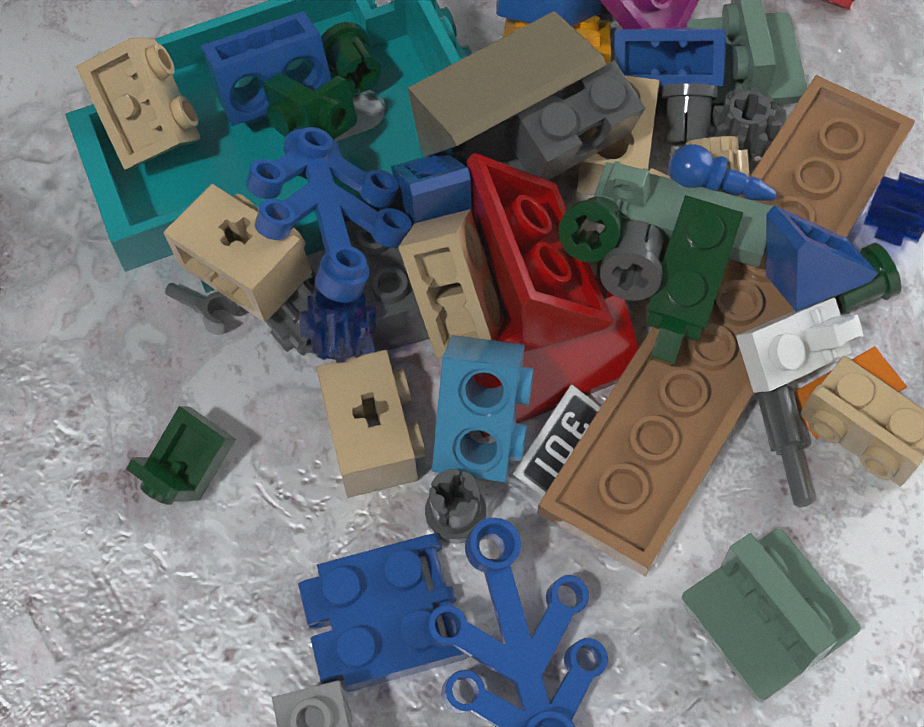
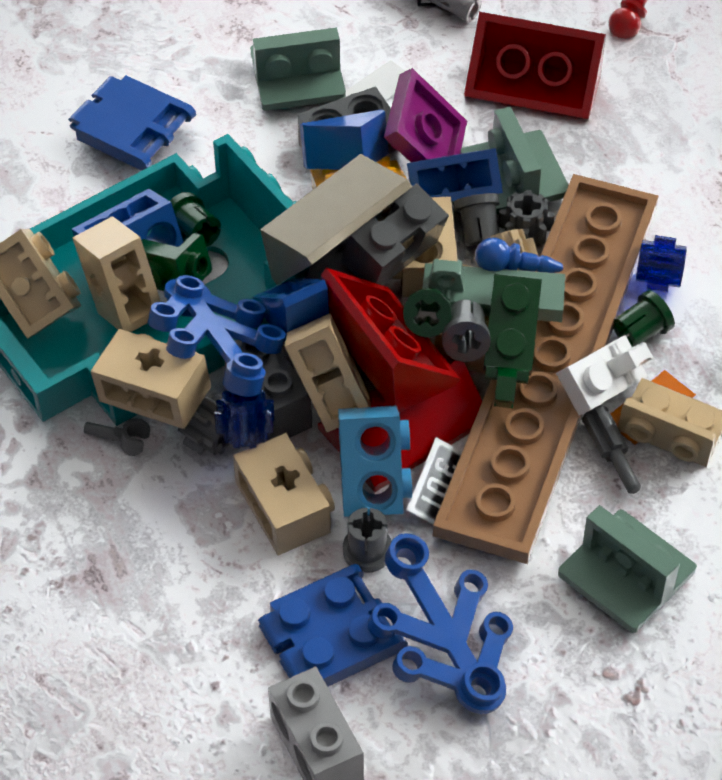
camera: 15 degrees left, 10 degrees down
(183, 458) = (141, 545): dark green bracket -> none
(232, 109) = (117, 273): none -> tan brick
(810, 261) = (598, 310): blue slope -> none

